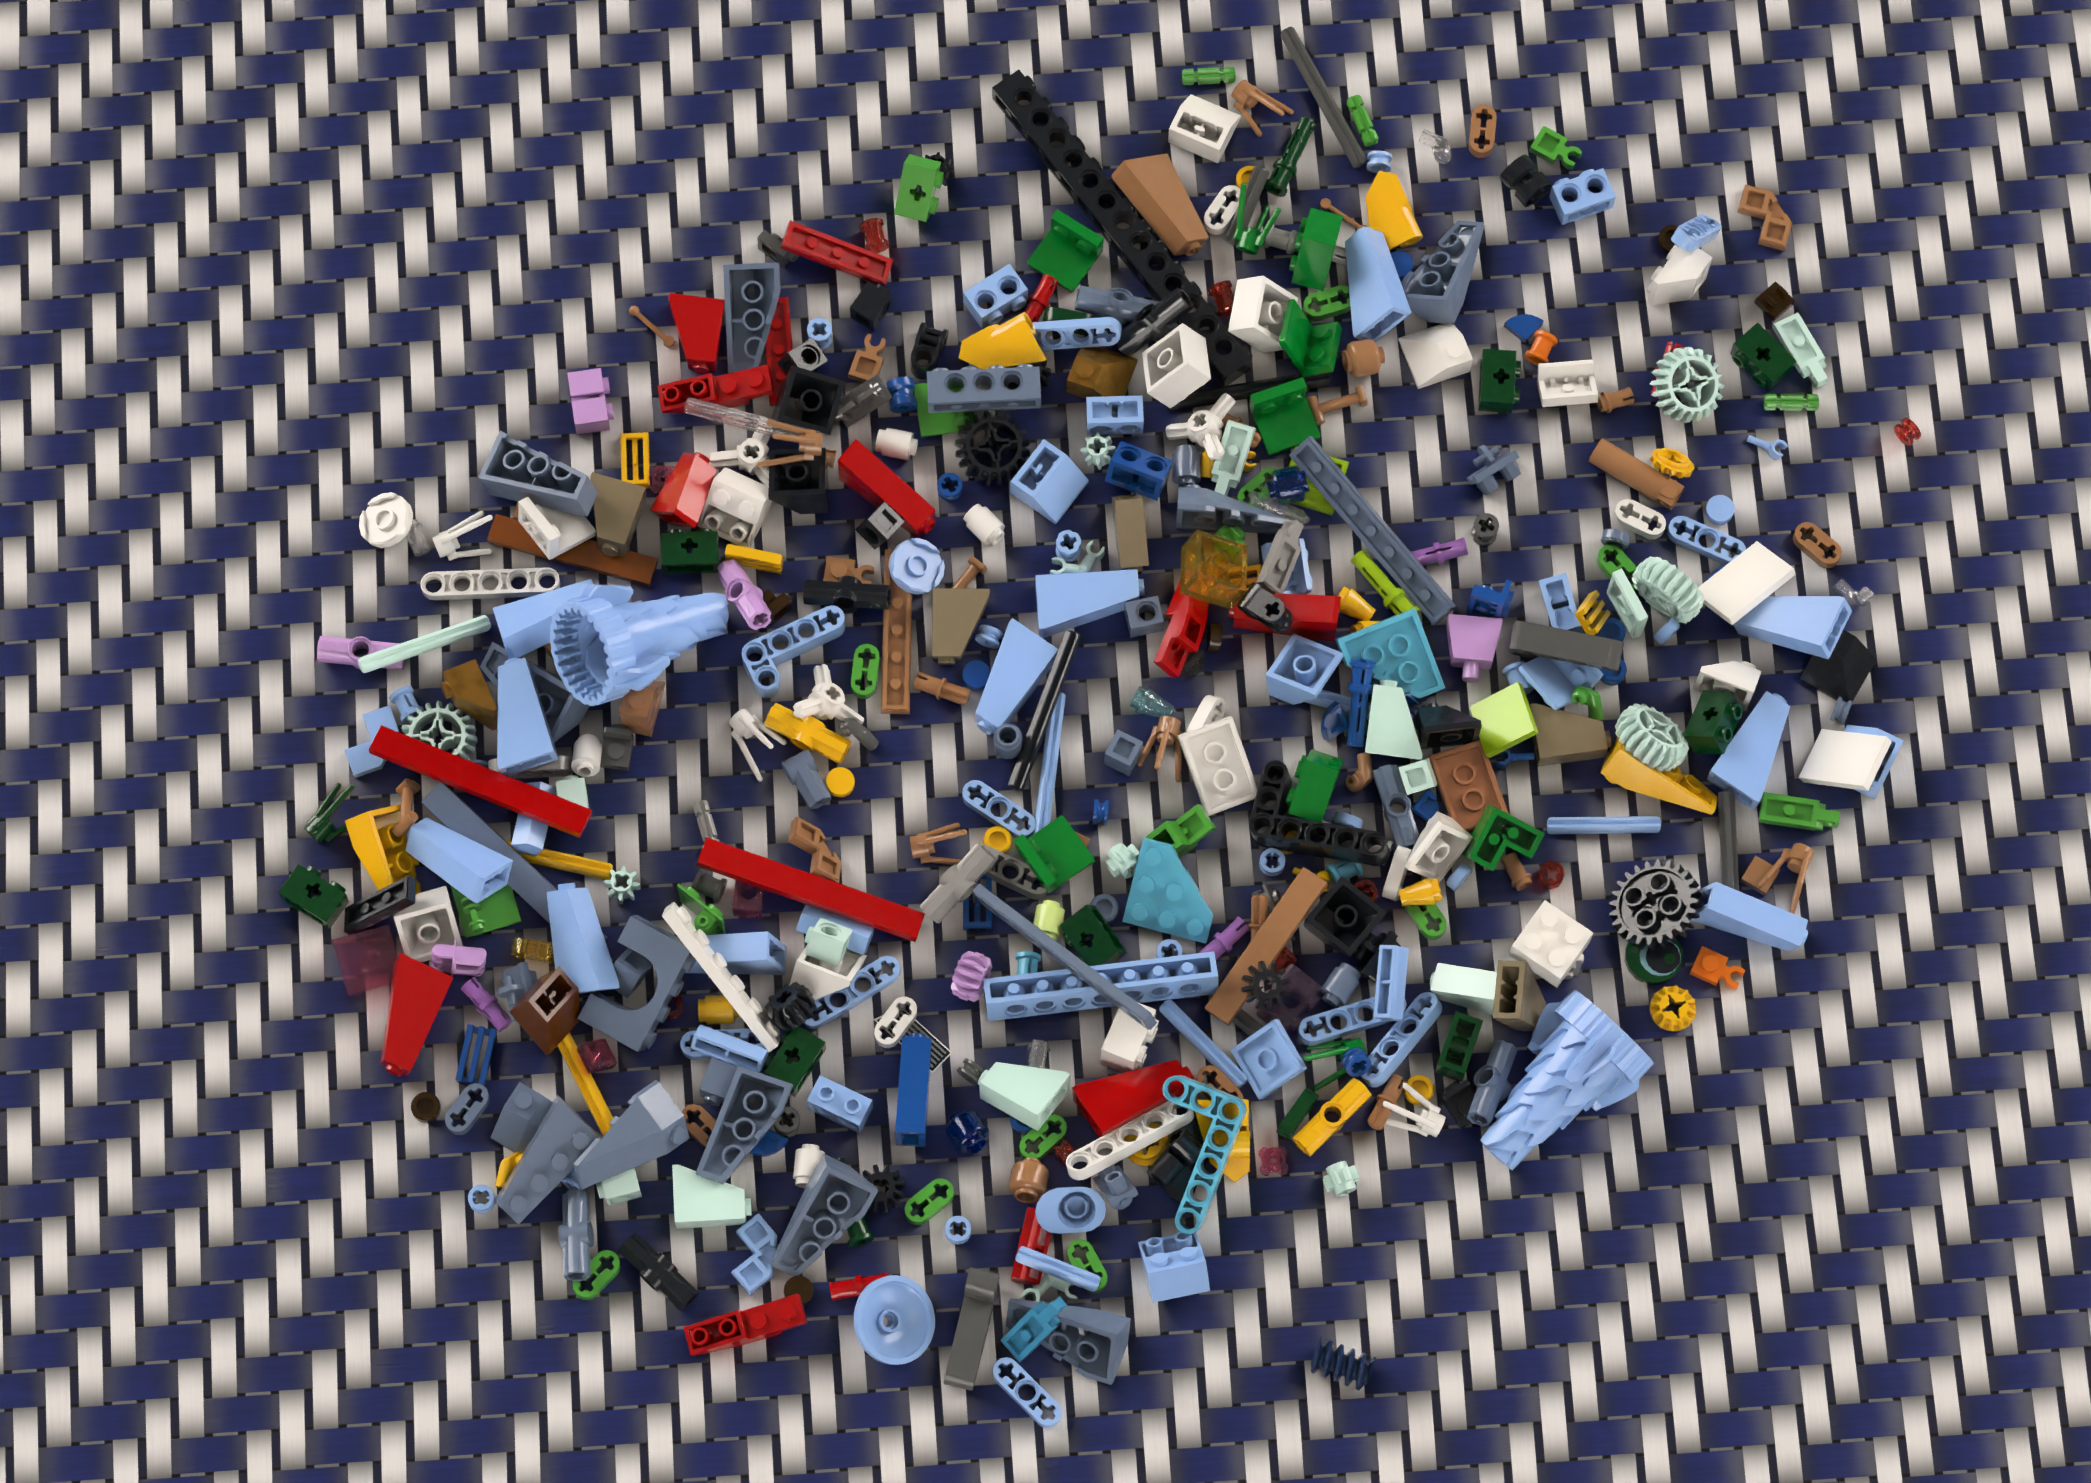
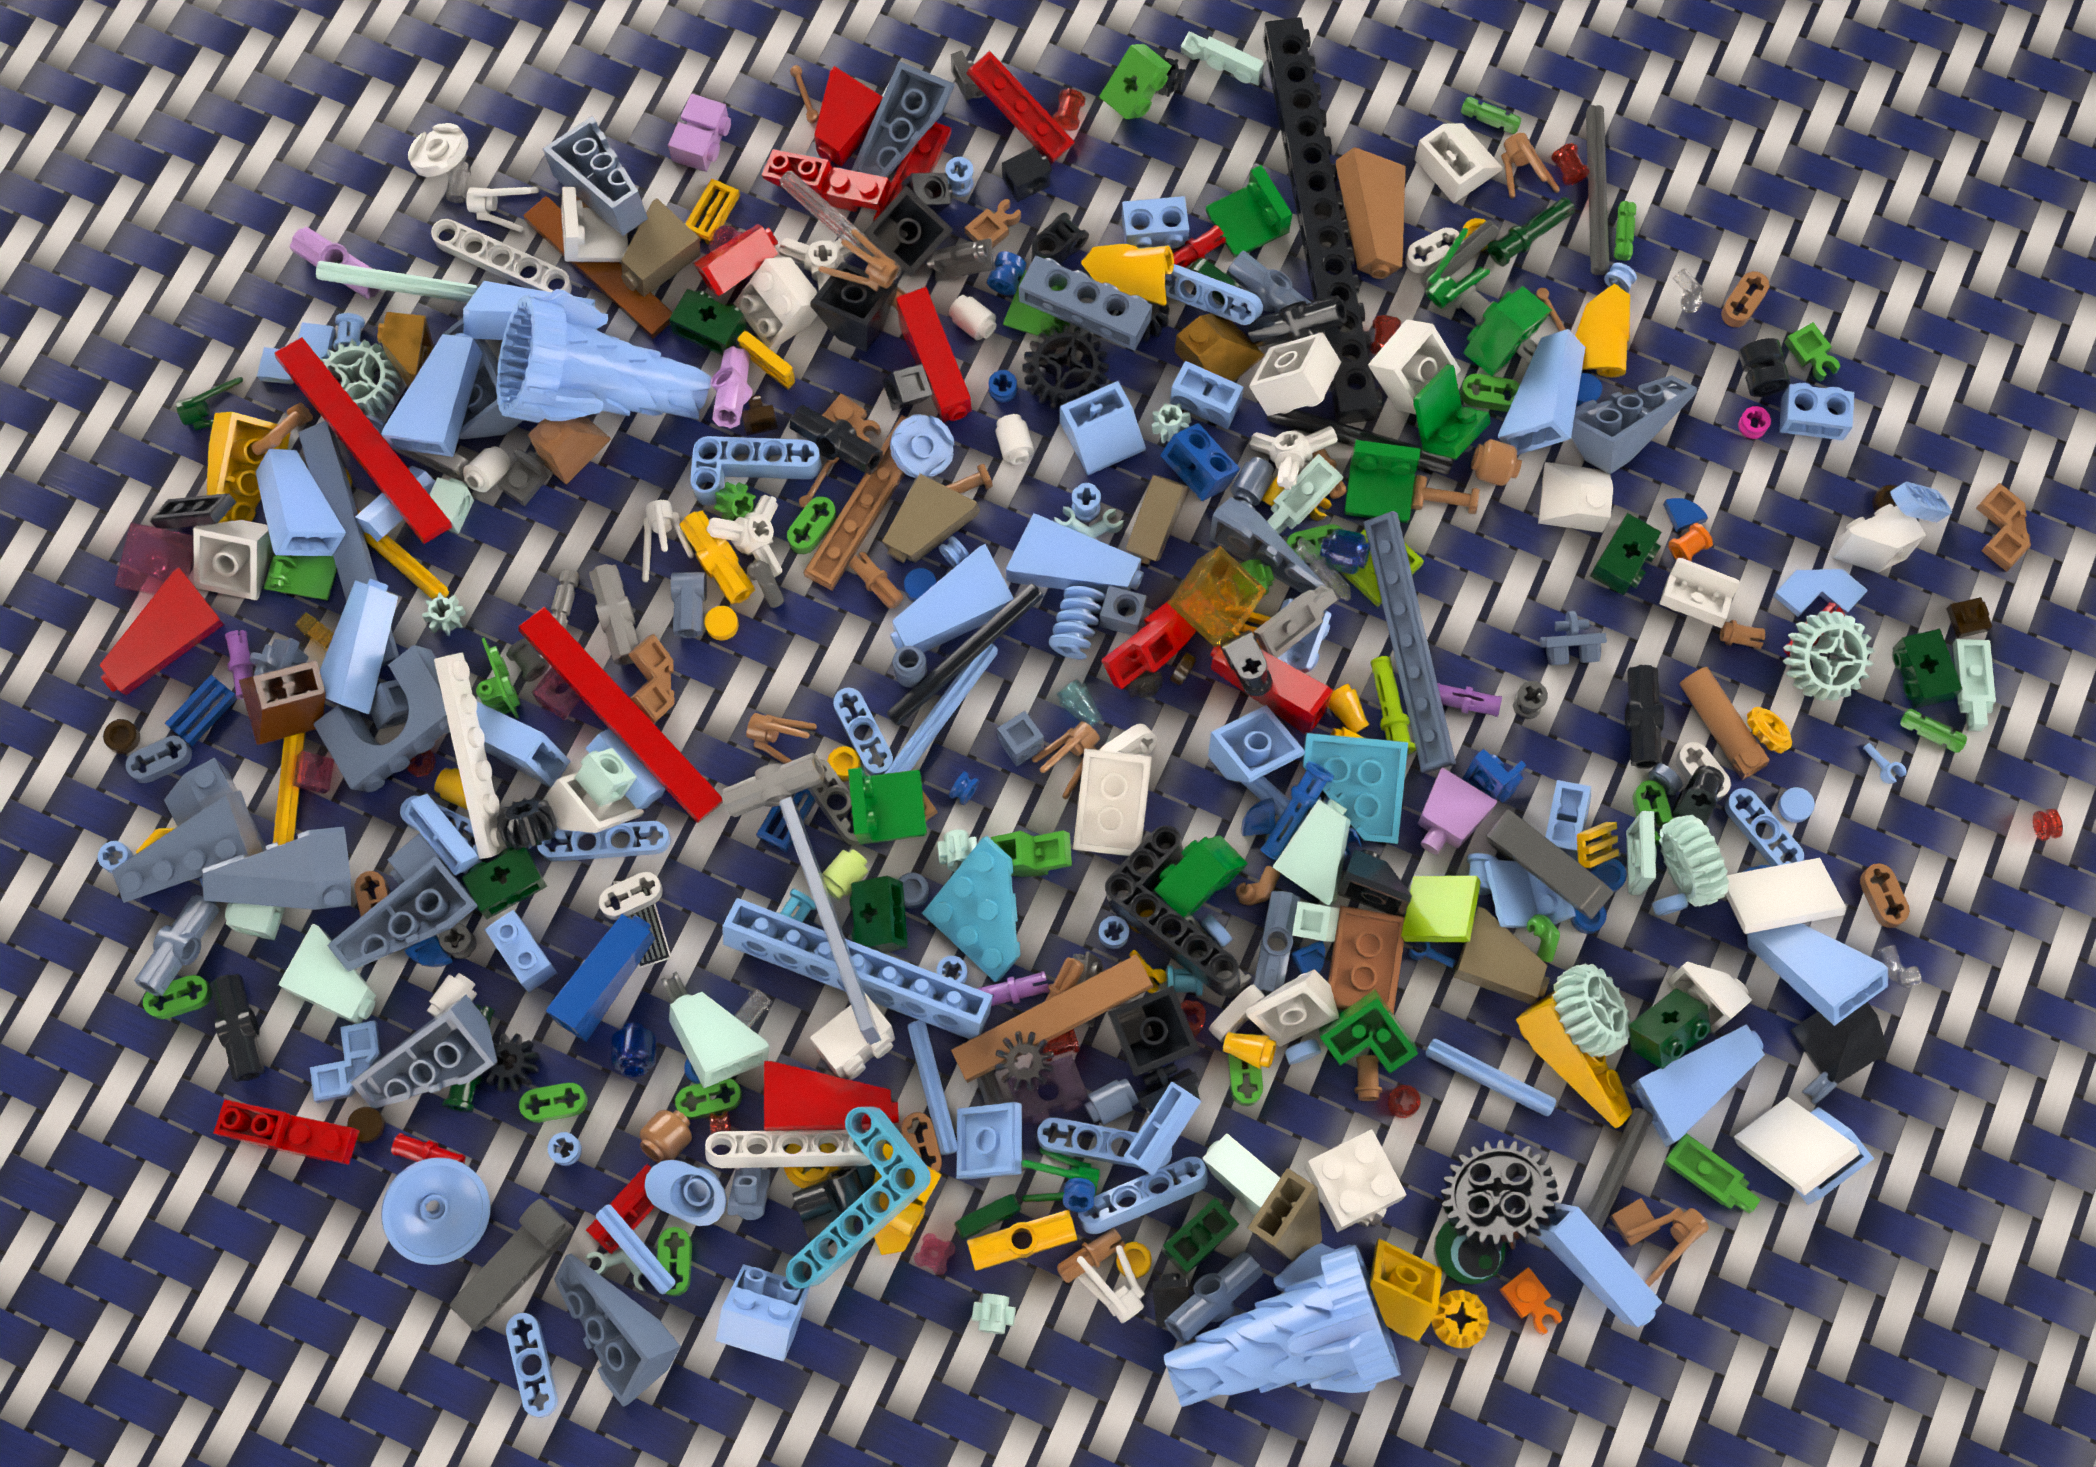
camera: 30 degrees right, 0 degrees up
(321, 909) = (148, 488): dark green brick -> none
(458, 959) = (239, 606): lavender arm -> none
(755, 816) = (614, 612): none -> light grey piece
(796, 683) = (734, 501): none -> bright green gear
(848, 655) = (804, 500): none -> medium nougat hinge
(969, 976) = (729, 883): lavender gear -> none
(971, 131) = (1223, 57): none -> light aqua hinge
(1033, 1329) = (571, 1300): dark azure hinge -> none
(1112, 643) = (1074, 619): none -> light blue piece
(1292, 87) = (1570, 164): none -> clear red bush
(1546, 223) = (1763, 423): none -> dark pink bush
(1575, 499) = (1644, 716): none -> black piece
(1626, 1005) = (1405, 1289): none -> yellow slope
(1646, 539) = (1700, 794): none -> black piece
(1661, 327) = (1830, 584): none -> light blue tile

